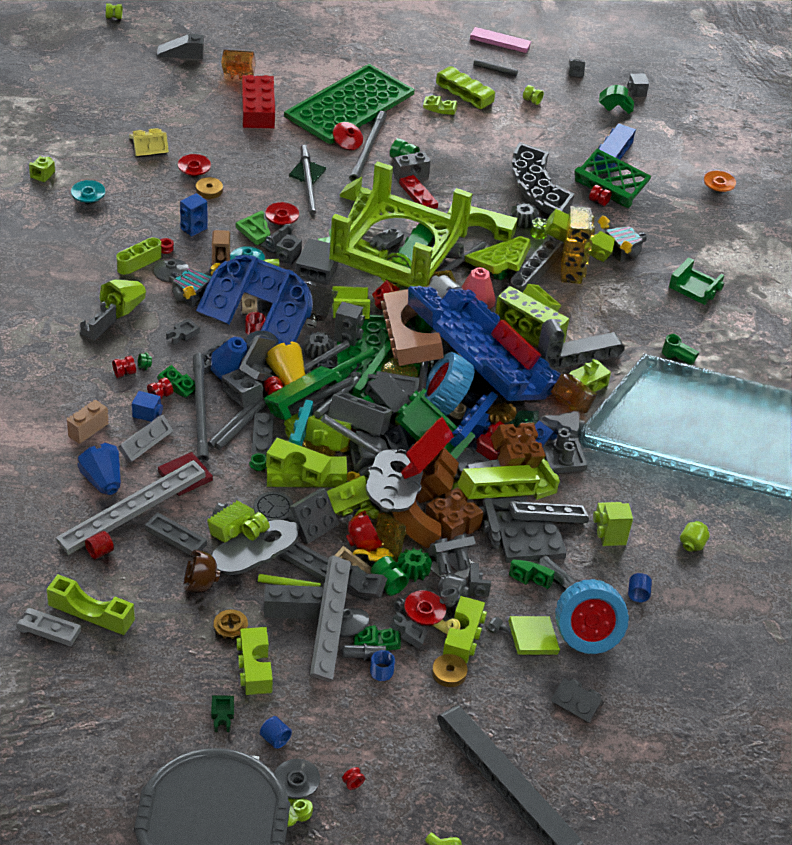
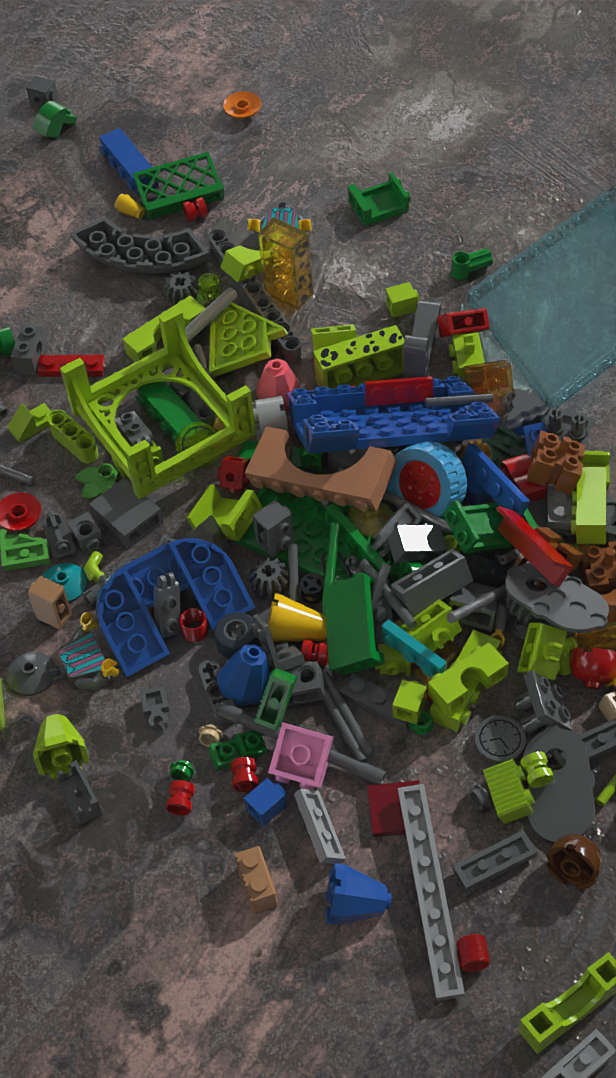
camera: 50 degrees left, 10 degrees up
(179, 363) = (210, 734): none -> tan plate
(186, 407) = (300, 756): none -> bright pink plate
(215, 372) = (275, 699): none -> green brick
(253, 299) = (167, 605): none -> dark grey hinge
(261, 441) = (409, 701): none -> lime brick
(507, 233) = (210, 313): none -> light grey axle
(529, 374) = (458, 400): none -> dark grey piece
(574, 161) = (127, 205): none -> yellow cone
(611, 324) = (401, 299): none -> lime brick
(613, 361) = (463, 322): none -> red brick

